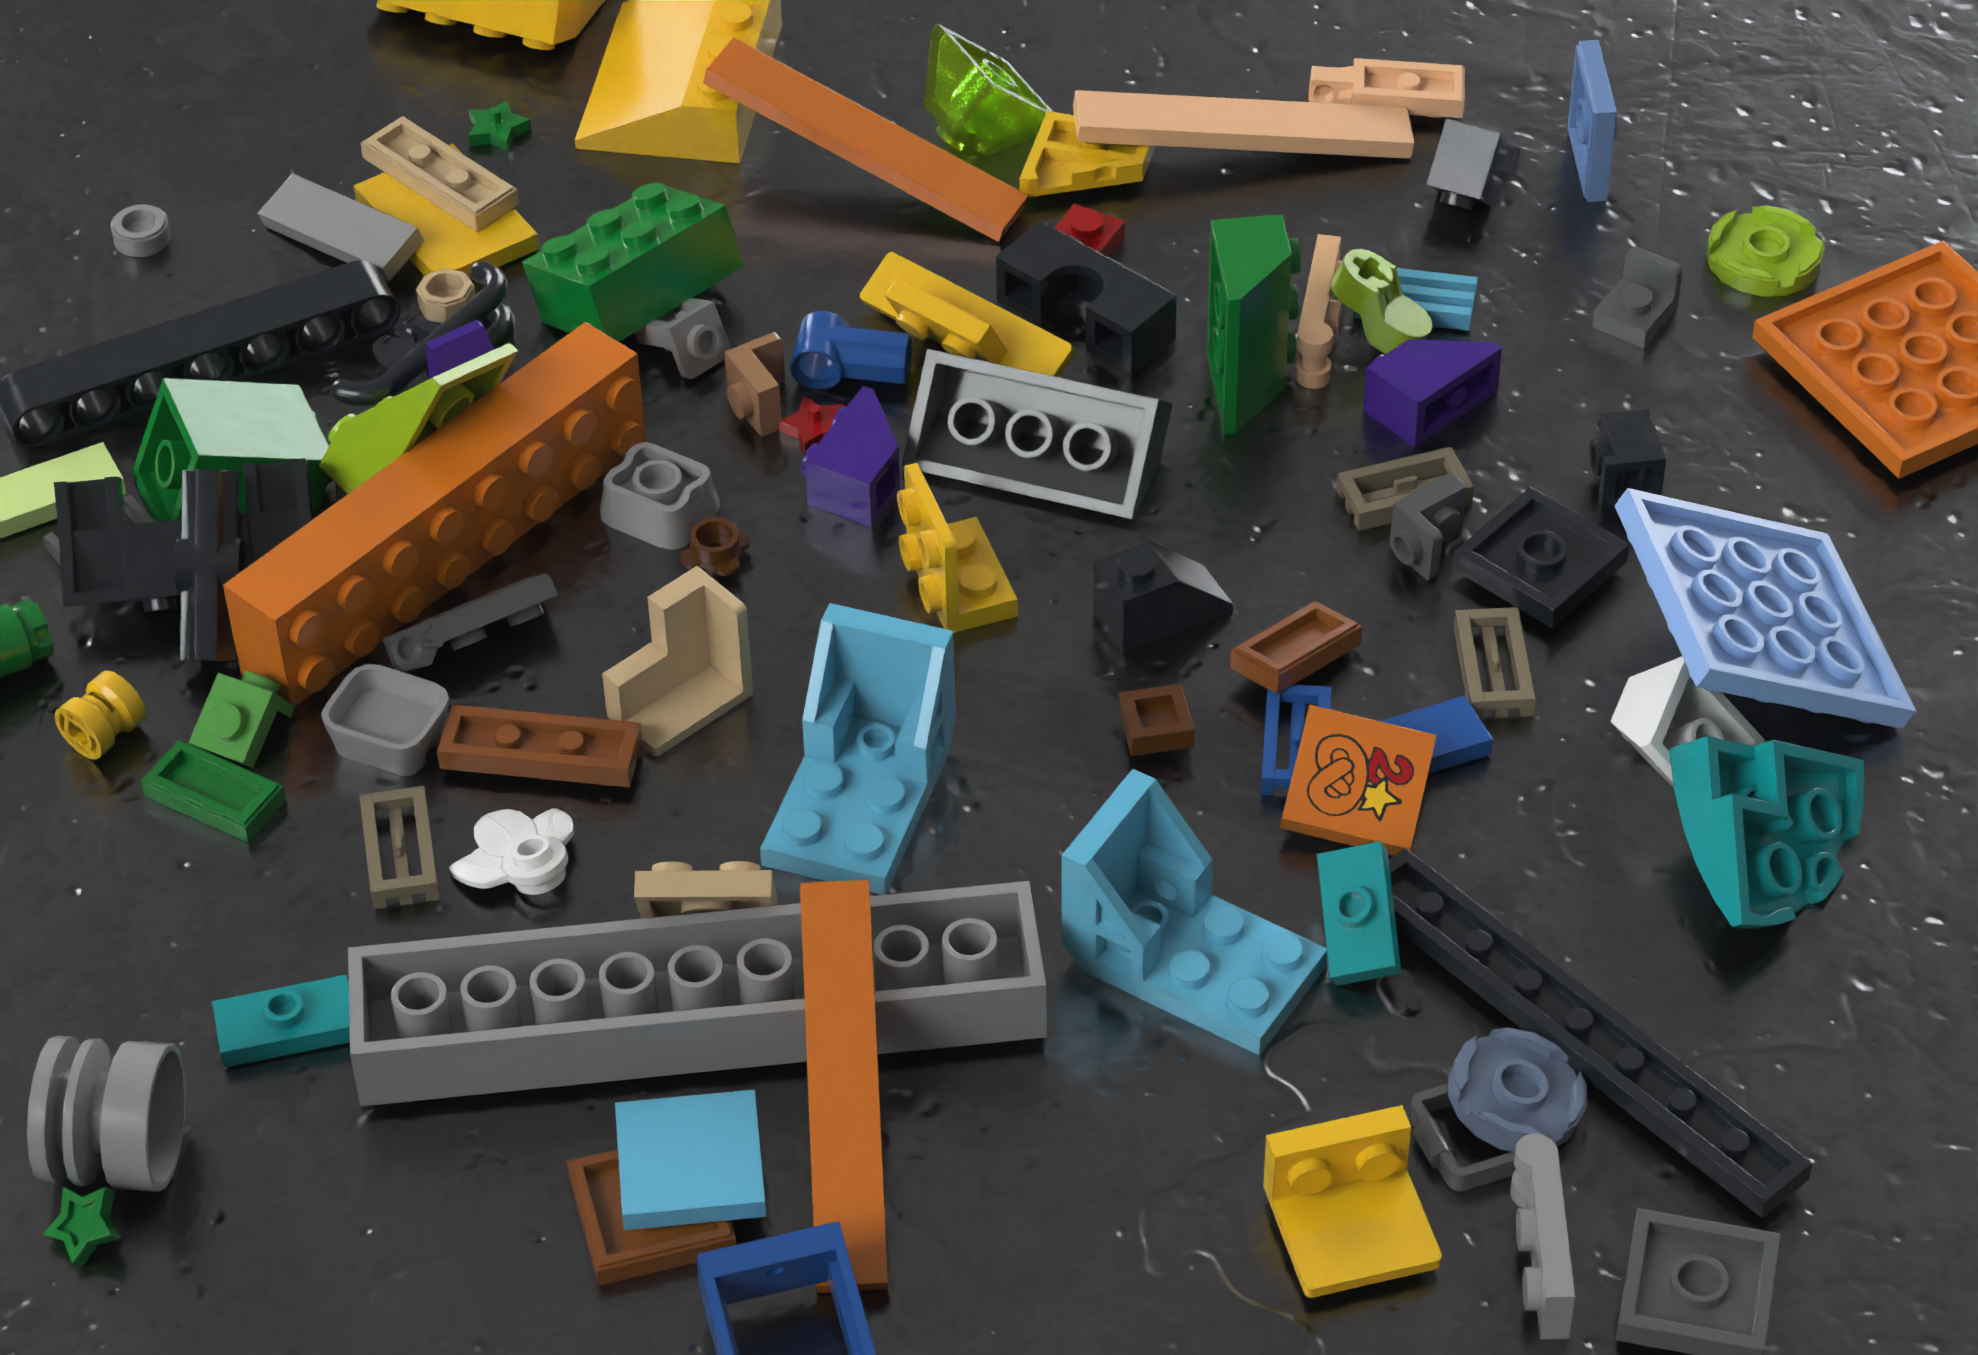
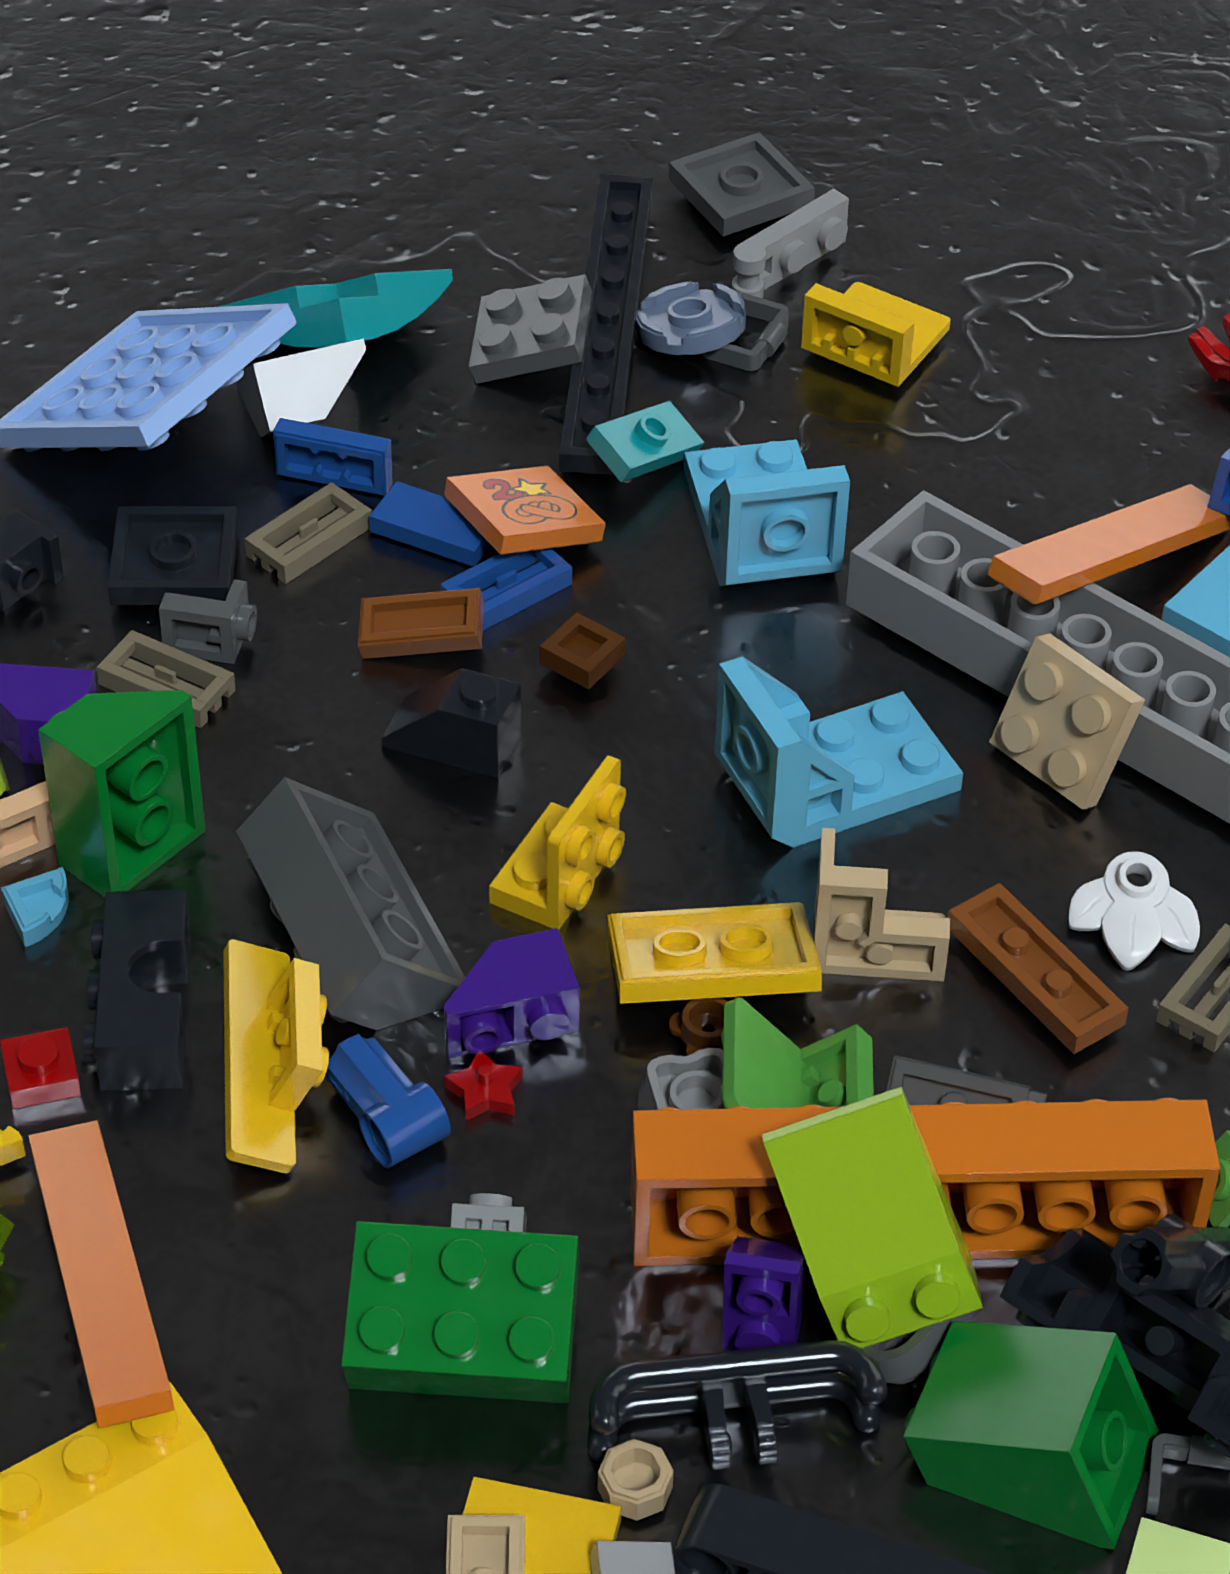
camera: 135 degrees left, 0 degrees up
(386, 718) = (1134, 1061): light grey piece -> none
(602, 519) = (772, 1072): none -> bright green bracket
(754, 381) = (495, 1148): medium nougat bracket -> none
(785, 571) = (713, 953): none -> yellow tile
(1562, 711) = (333, 456): none -> blue plate
(1610, 950) = (530, 328): none -> dark grey plate

